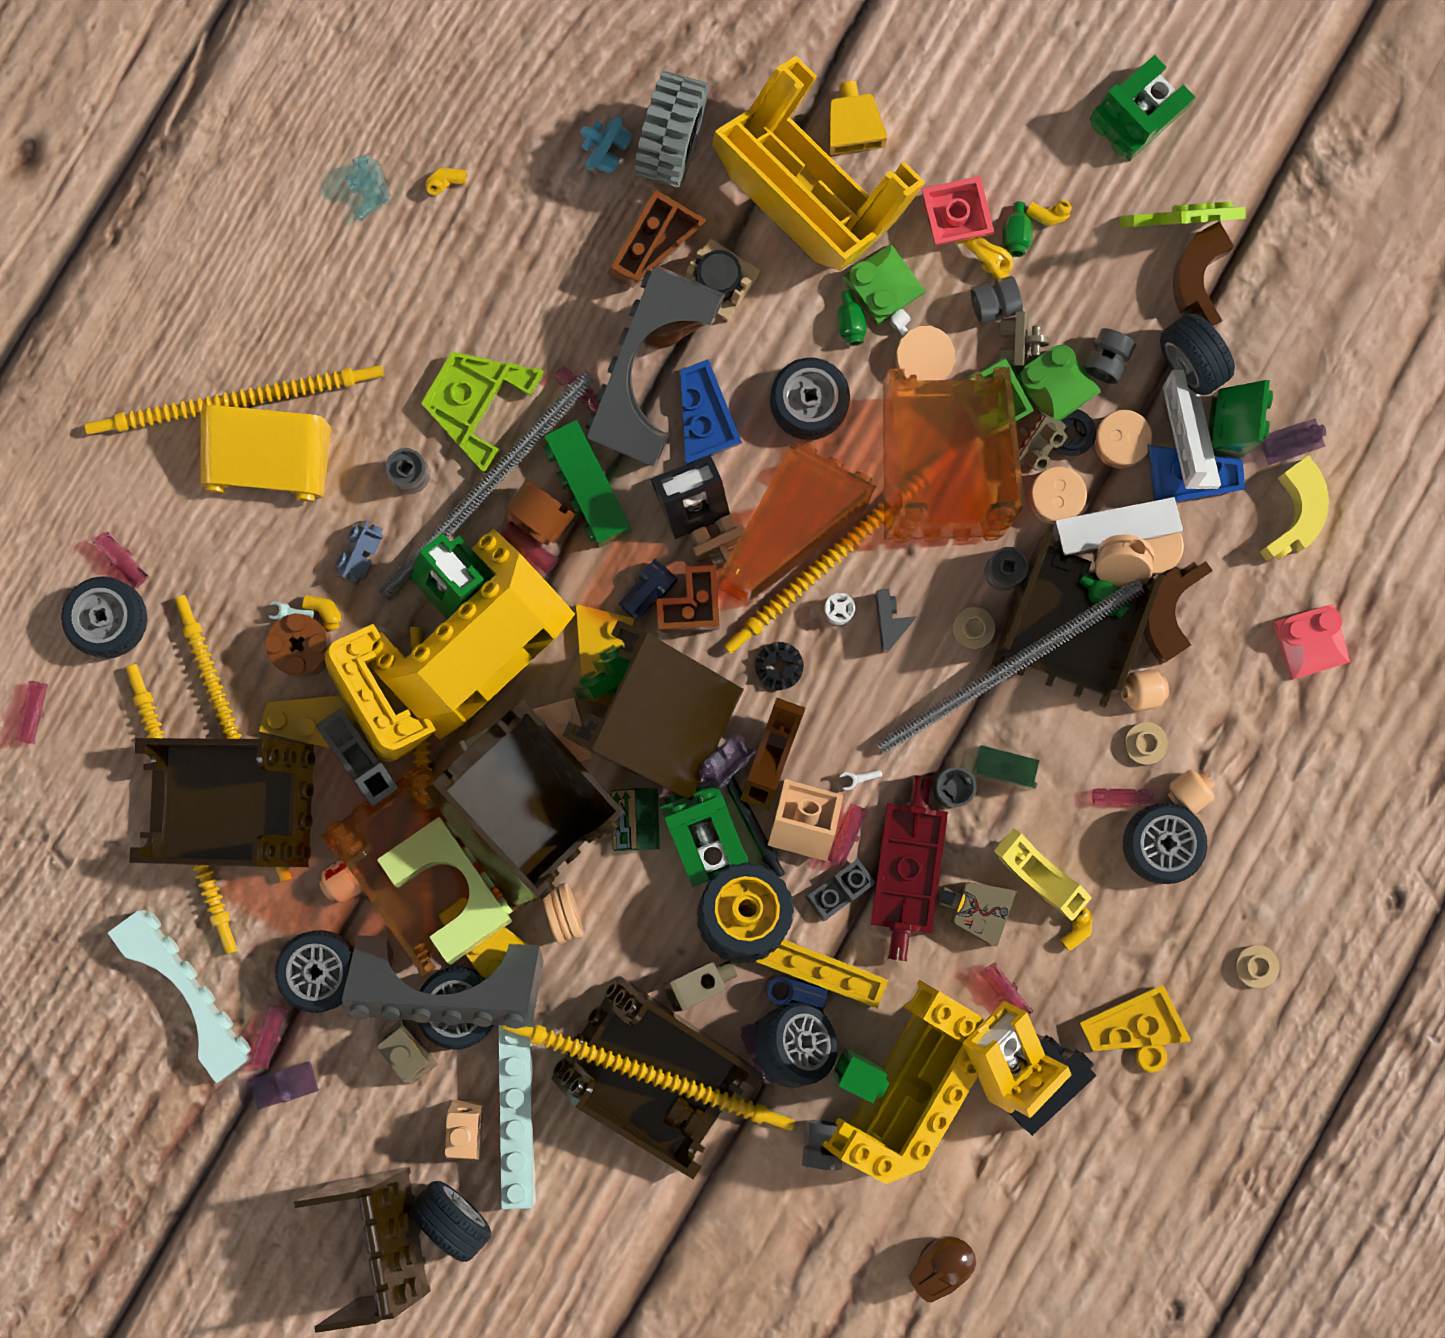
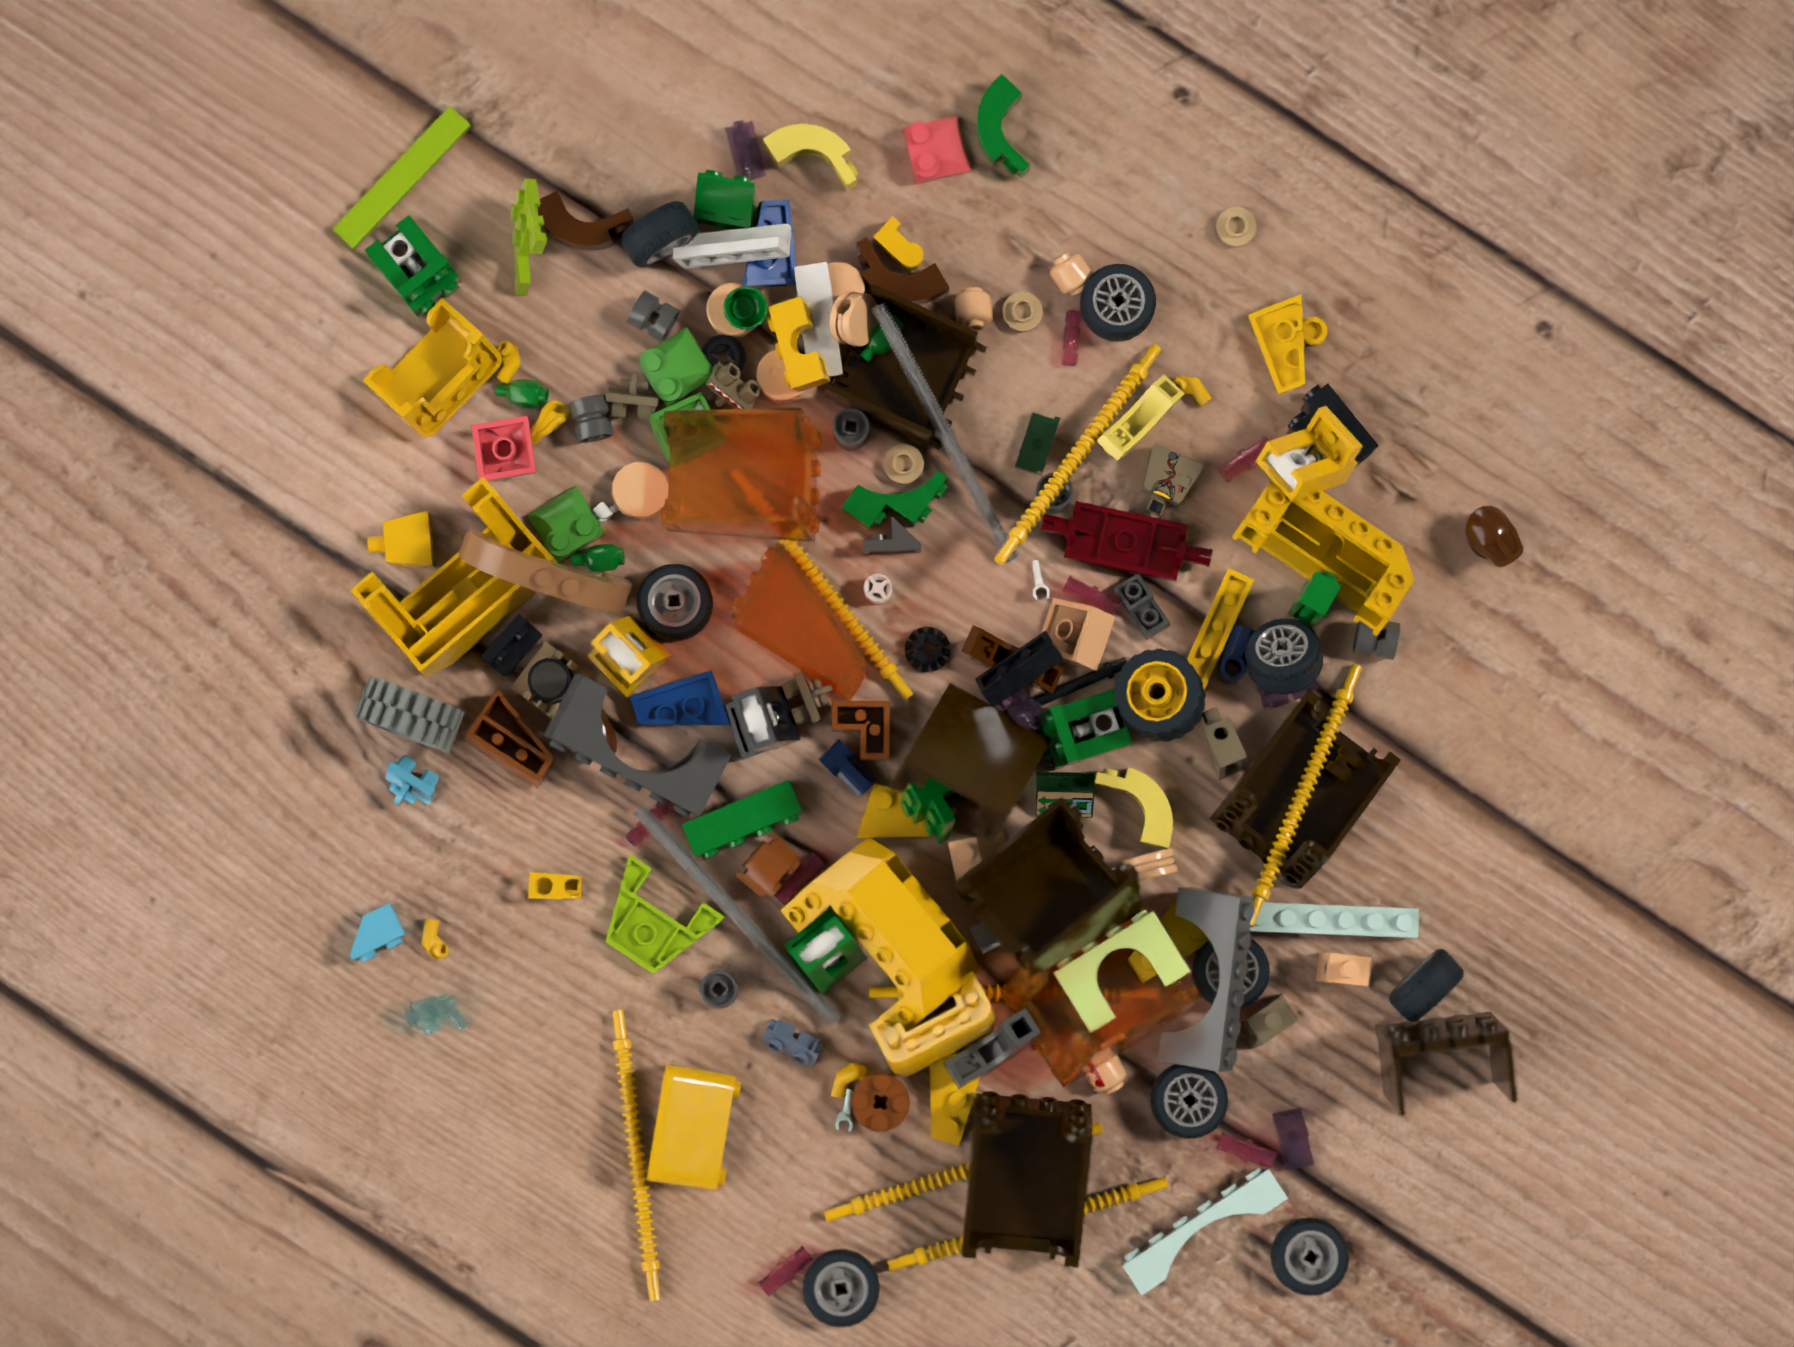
camera: 85 degrees left, 0 degrees up
(151, 1130) = (1327, 1265): none -> wheel
(450, 120) = (376, 931): none -> medium azure slope
(506, 295) = (554, 886): none -> yellow leg
(619, 919) = (1154, 804): none -> light yellow arch
(753, 234) = (512, 645): none -> black bracket
(753, 352) = (627, 653): none -> yellow brick
(762, 760) = (1019, 669): none -> black slope
(821, 259) = (597, 592): none -> medium nougat arch
(905, 748) = (1019, 534): none -> yellow hose
(929, 639) = (913, 506): none -> green arch
(1030, 140) = (437, 371): none -> yellow windscreen
(1114, 493) = (788, 322): none -> yellow arch
(1126, 447) = (745, 307): none -> green hair
(1199, 613) = (903, 252): none -> yellow leg
(1233, 92) = (401, 177): none -> lime tile
(1361, 697) = (993, 108): none -> green arch

